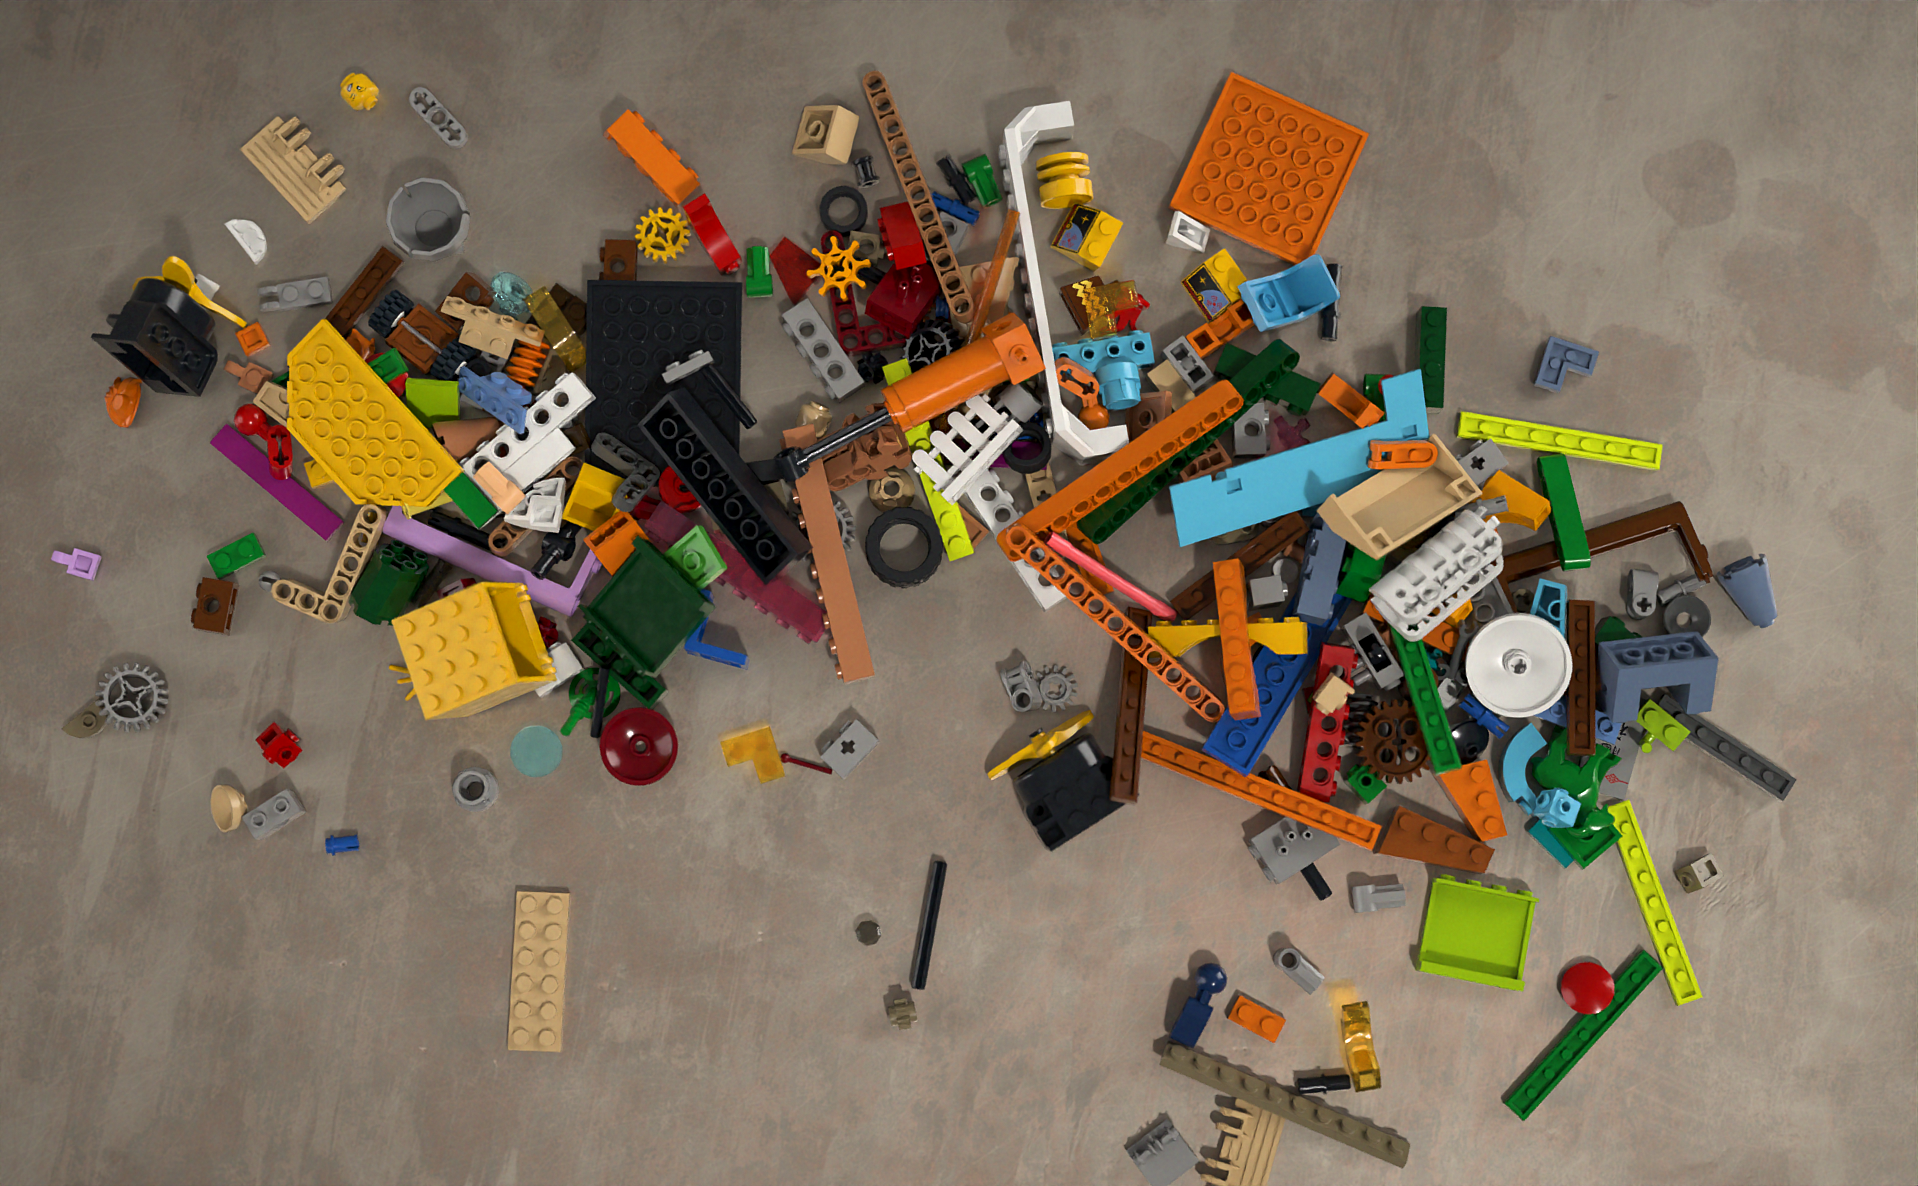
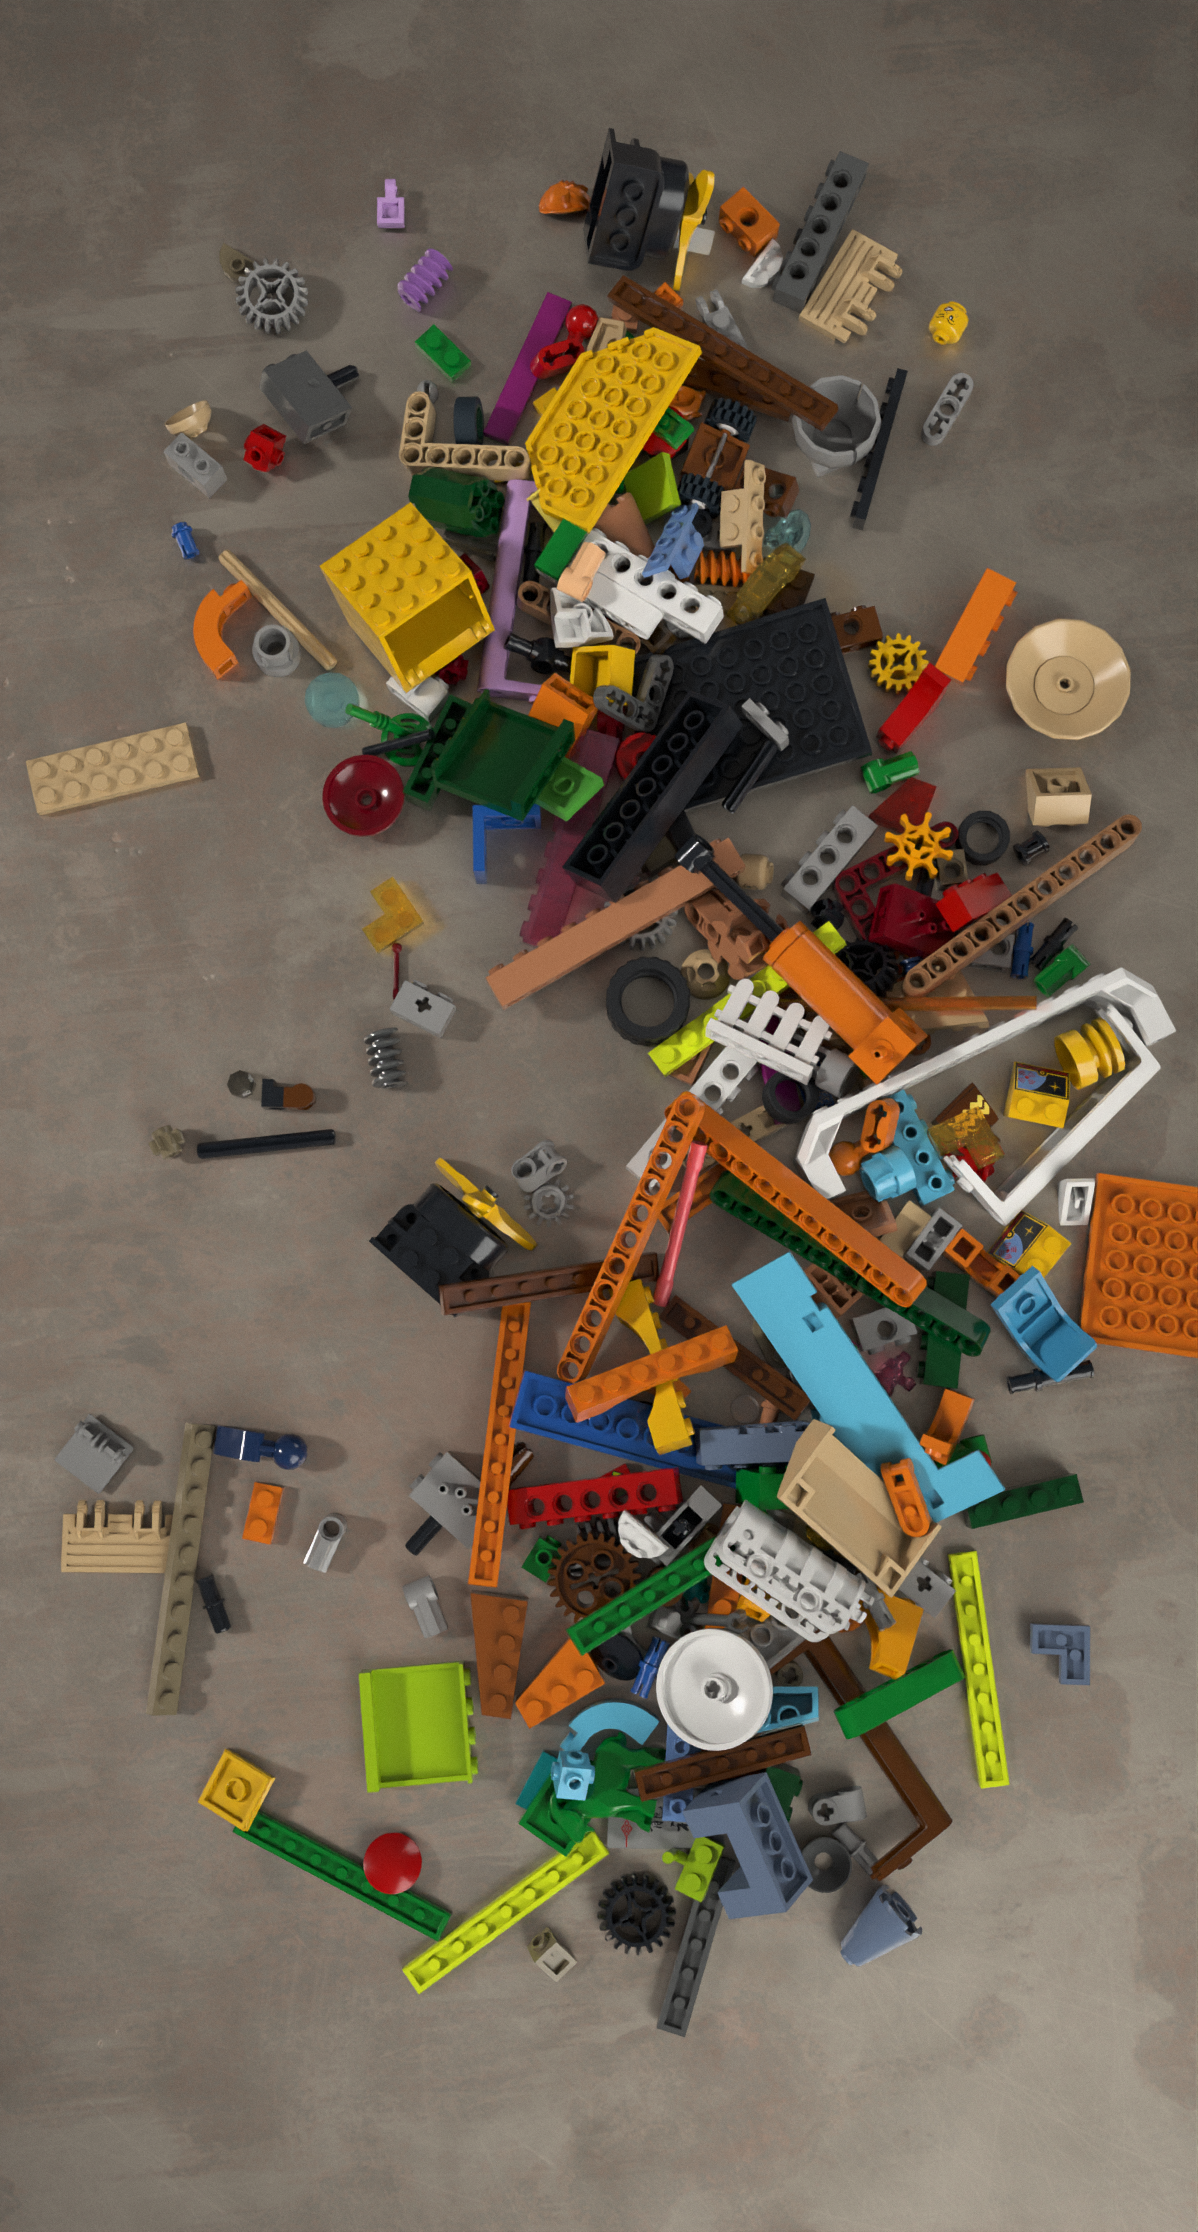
camera: 80 degrees right, 0 degrees up
(160, 553) = (422, 278): none -> medium lavender piece
(188, 240) = (745, 208): none -> orange brick
(189, 133) = (843, 171): none -> dark grey brick
(220, 620) = (396, 356): reddish brown brick -> none
(242, 690) = (307, 395): none -> dark grey piece
(316, 550) = (468, 421): none -> black wheel
(330, 301) = (725, 353): none -> reddish brown plate
(435, 777) = (278, 610): none -> tan axle
(447, 848) = (209, 625): none -> orange arch
(487, 209) = (874, 459): none -> black plate
(720, 68) = (1083, 659): none -> tan dish
(885, 796) = (384, 1059): none -> dark grey piece
(896, 887) = (286, 1098): none -> leg
(1126, 209) = (1077, 1130): none -> white piece
(1265, 592) = (713, 1393): light grey brick -> none
(1332, 694) = (622, 1493): tan brick -> none
(1359, 1046) = (260, 1631): clear yellow arch -> none
(1375, 691) = (638, 1538): none -> white tile
(1489, 1107) = (236, 1789): none -> yellow tile
(1684, 800) = (624, 1918): none -> black gear

